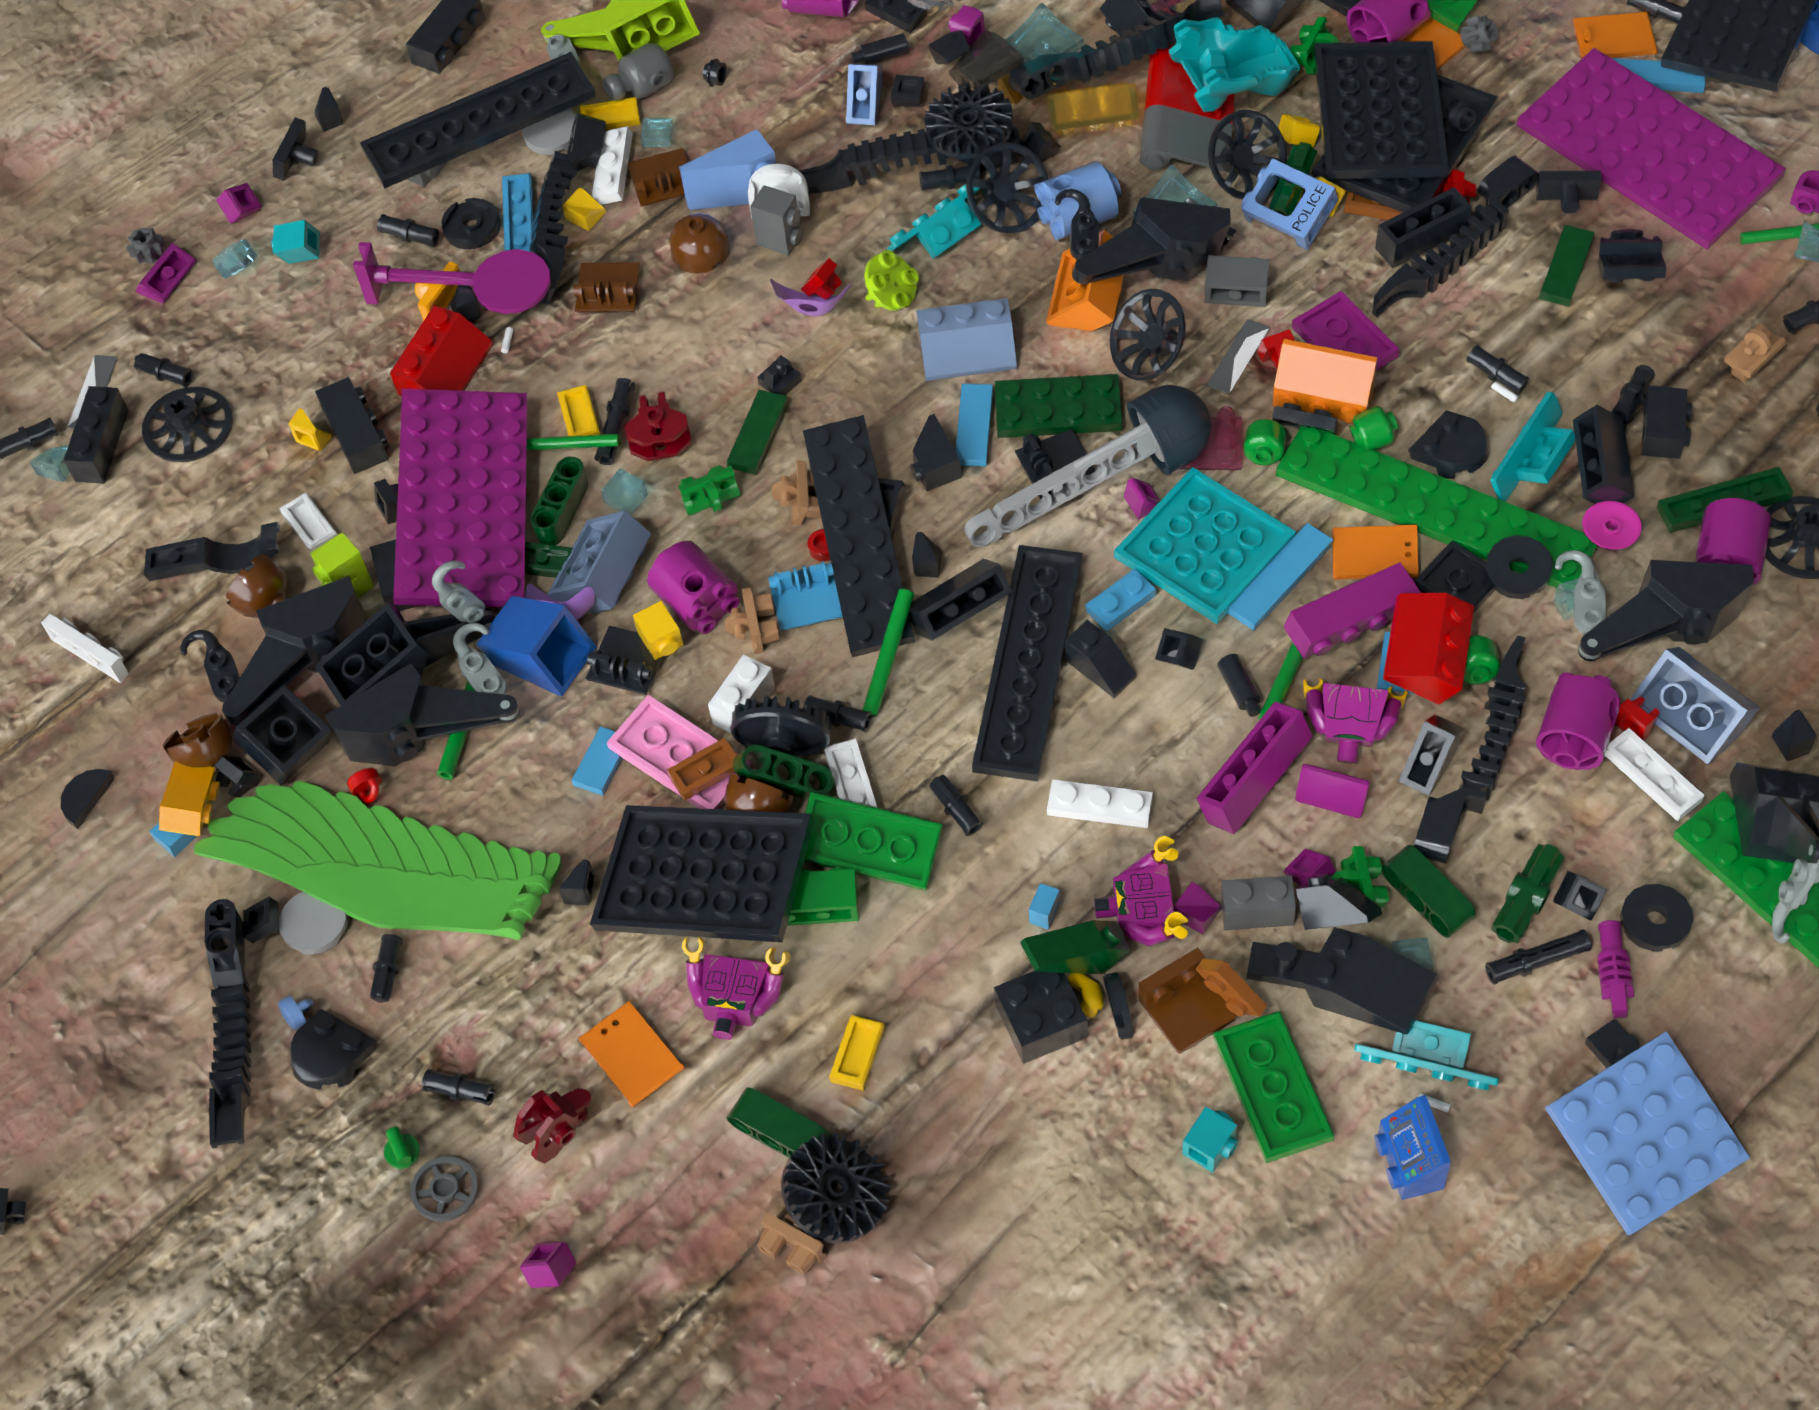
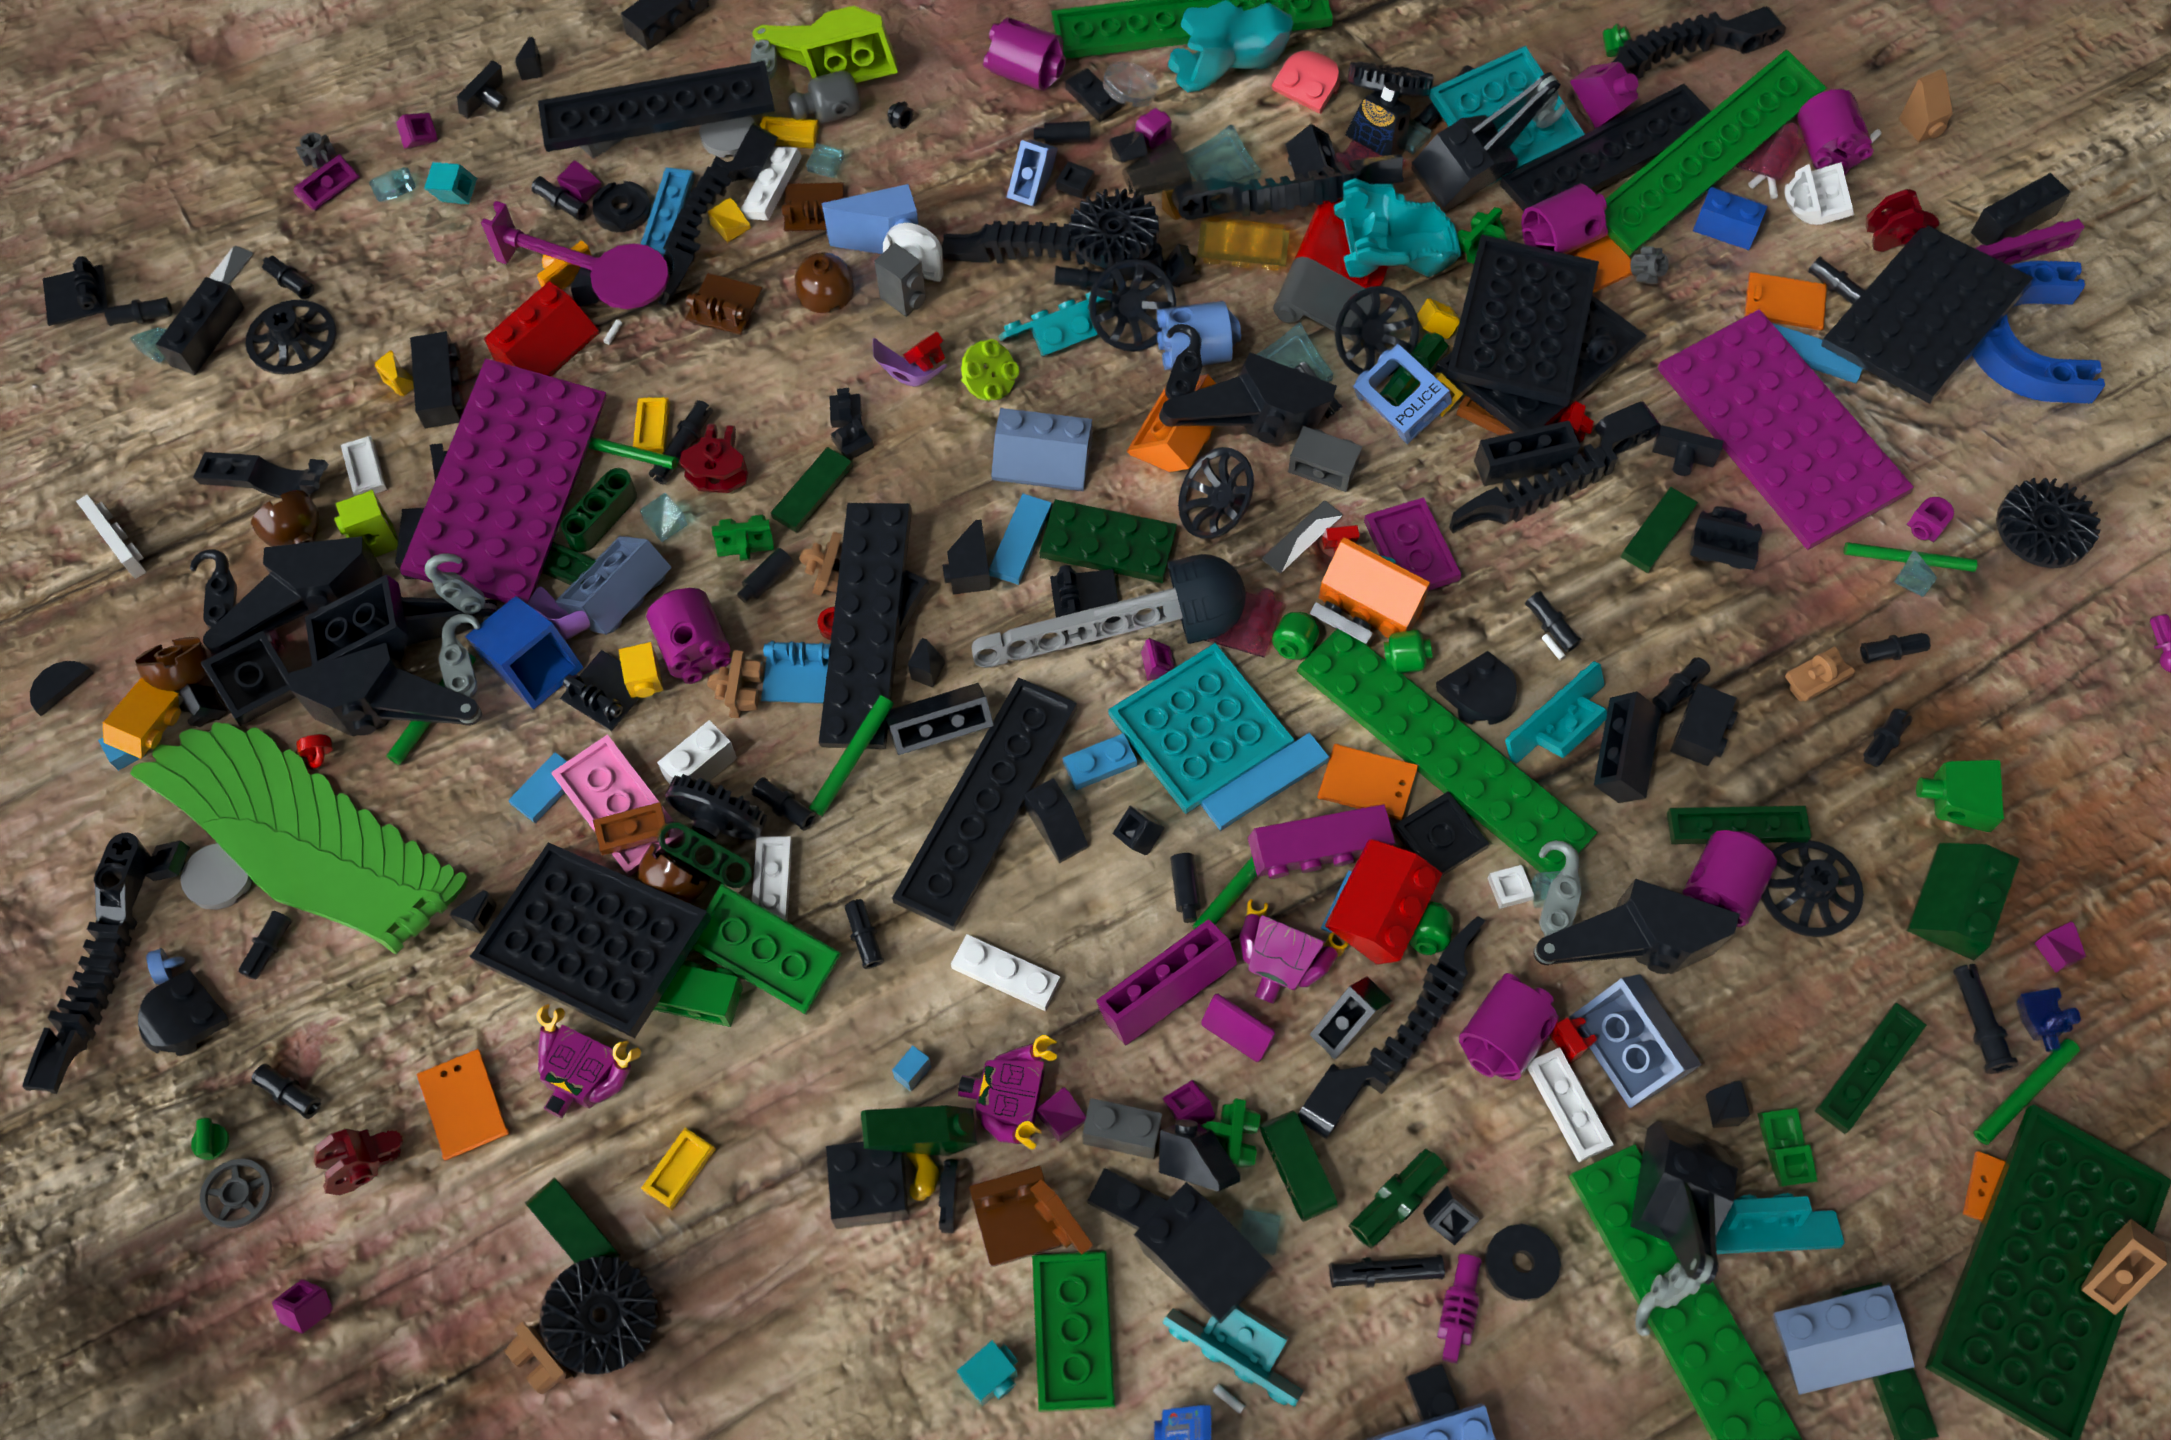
camera: 10 degrees right, 5 degrees up
(421, 210) = (579, 181): none -> magenta slope
(742, 518) = (765, 575): none -> black cylinder
(761, 351) = (845, 408): none -> black tile
(1523, 550) = (1504, 821): black tile -> none
(1537, 608) = (1510, 886): none -> white tile
(1614, 516) = (1622, 813): dark pink piece -> none

